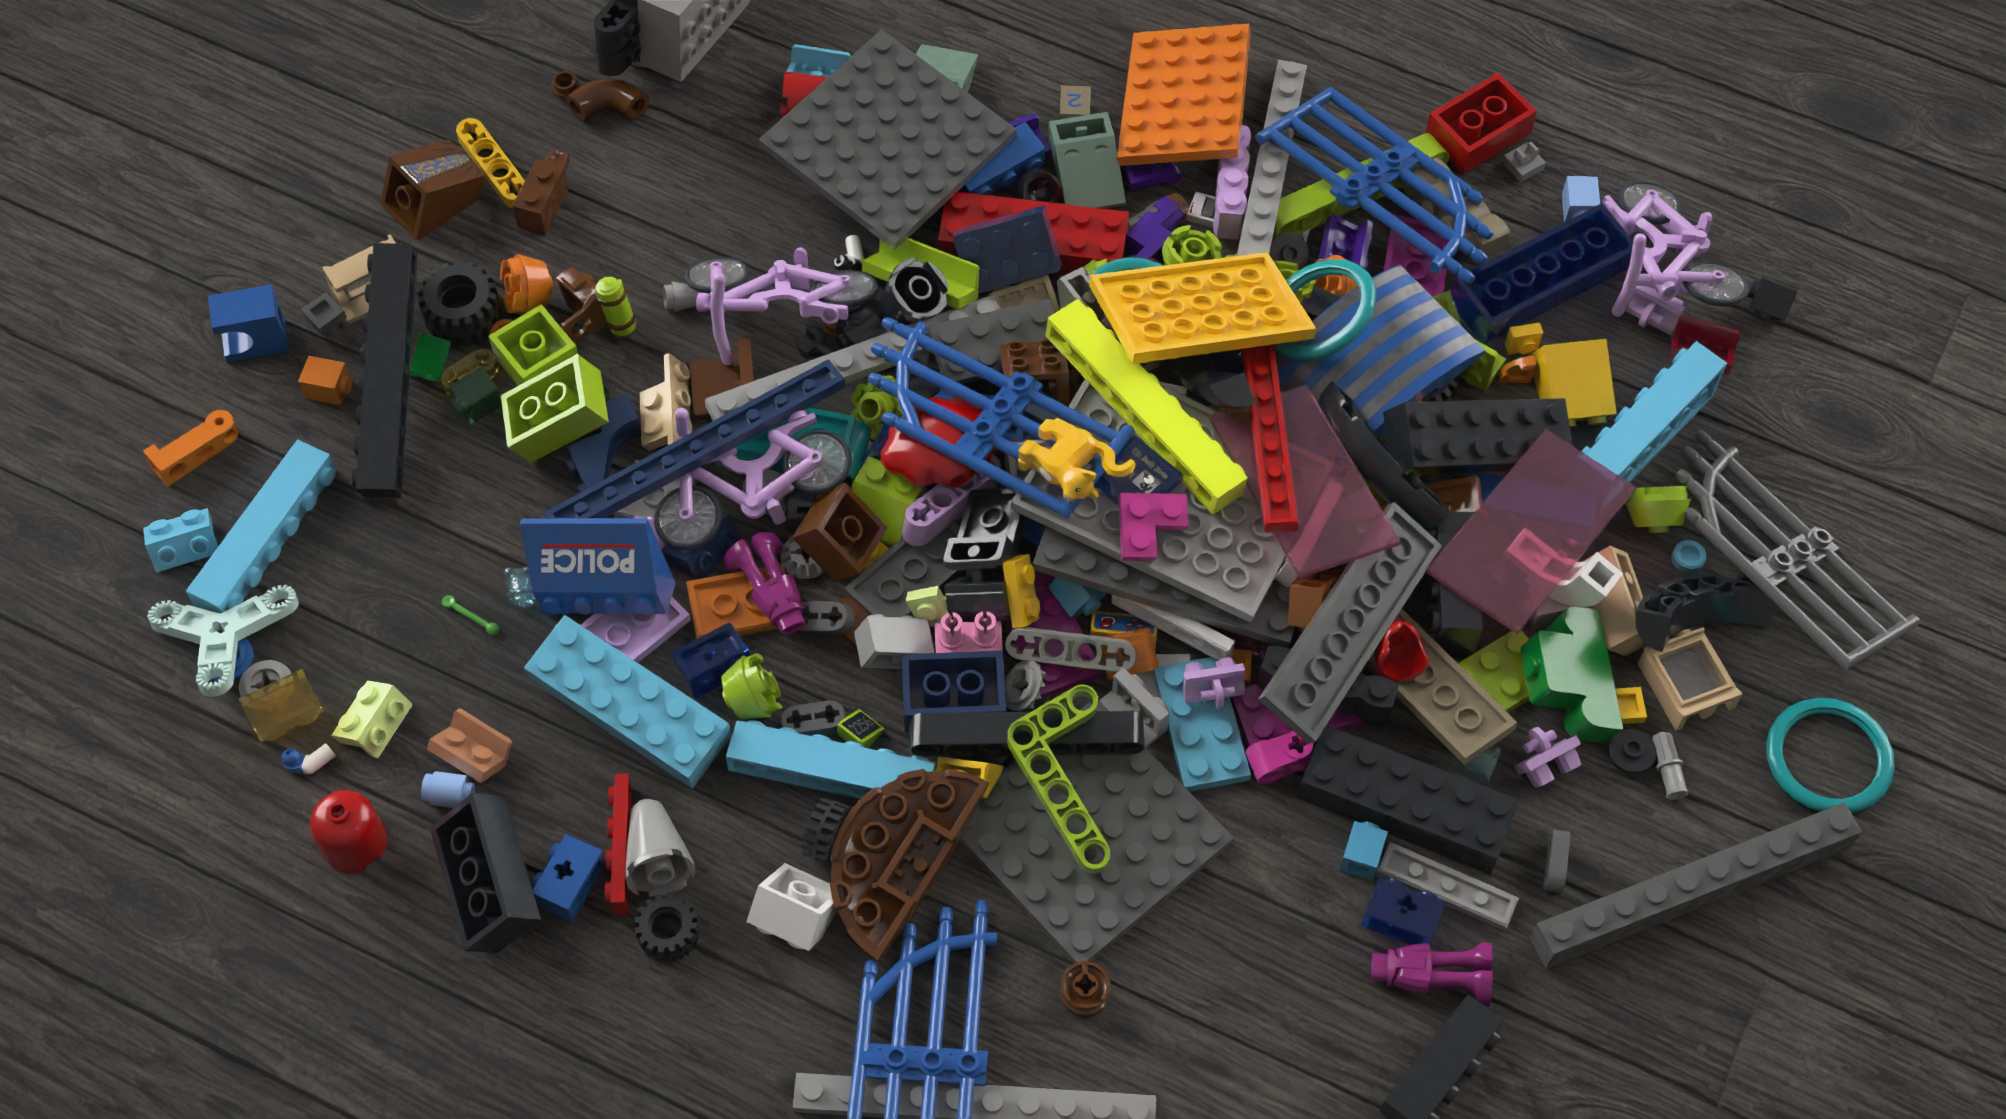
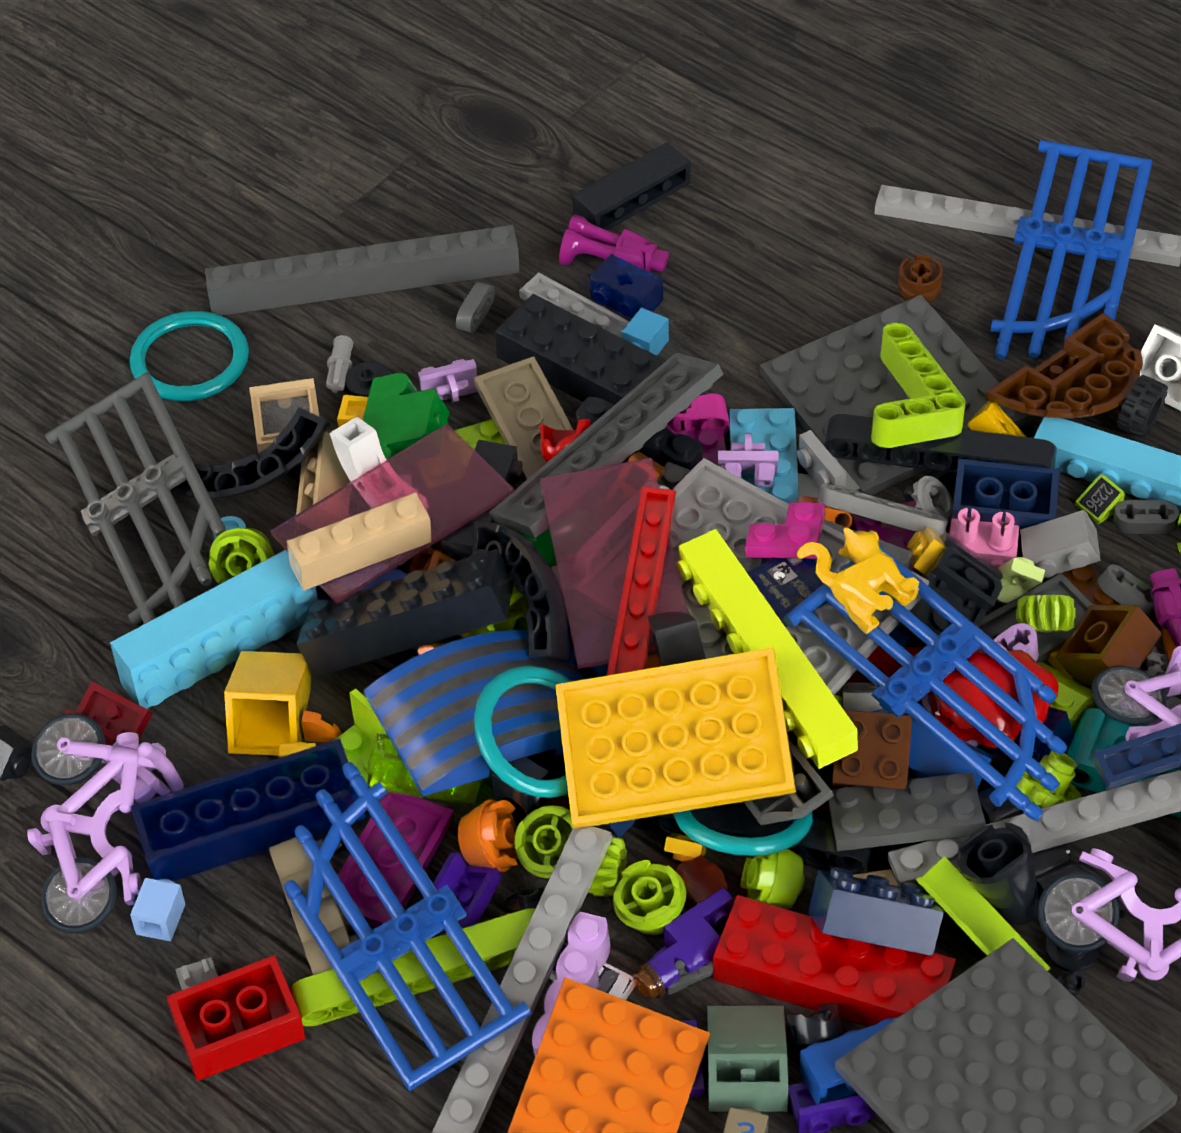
camera: 165 degrees left, 10 degrees down
(901, 560) = (1047, 612): none -> lime gear
(1544, 464) = (359, 541): none -> tan brick

